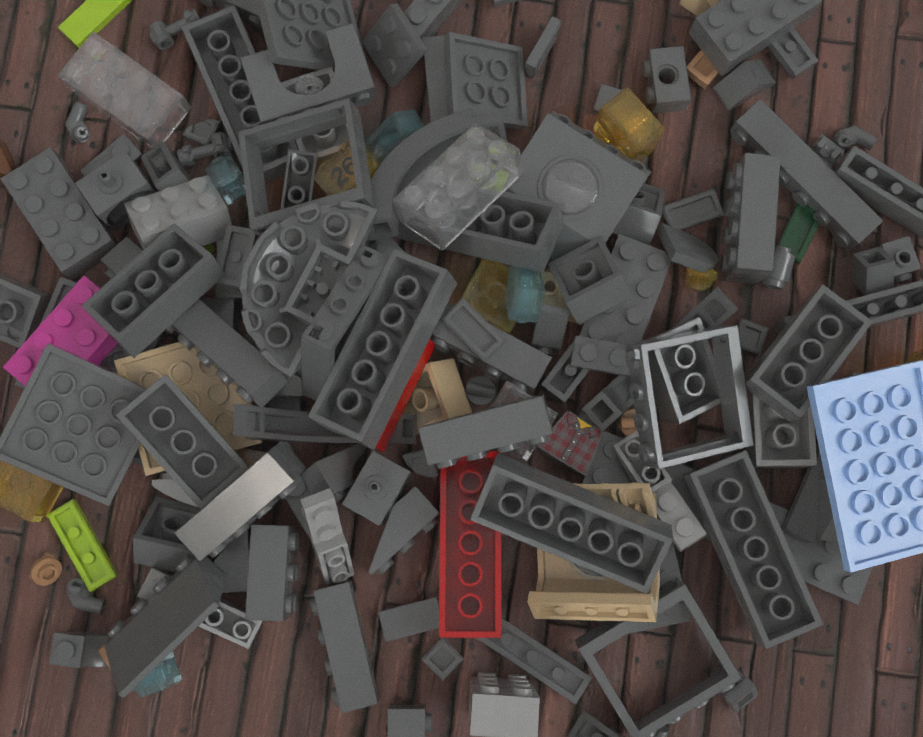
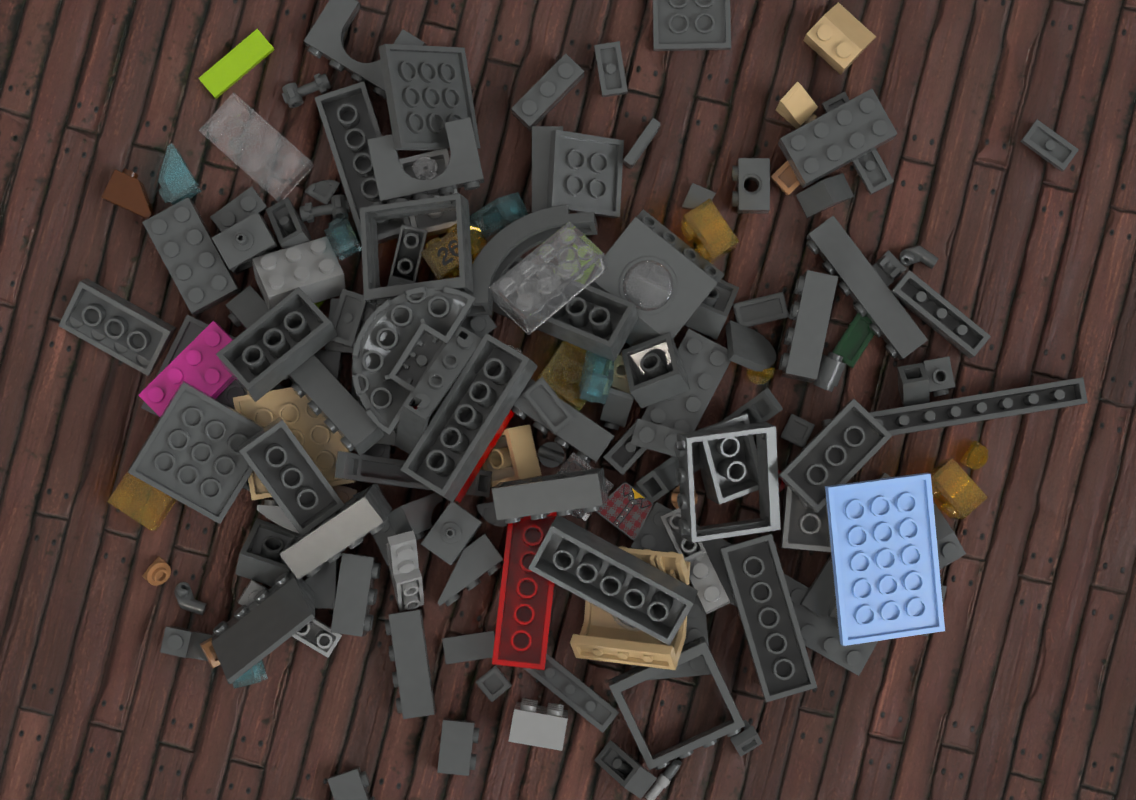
camera: 10 degrees right, 5 degrees up
(38, 130) = (176, 178): none -> clear light blue slope
(75, 123) = (208, 173): dark grey arm -> none
(82, 545) = (190, 554): lime tile -> none
(394, 45) = (505, 130): dark grey plate -> none

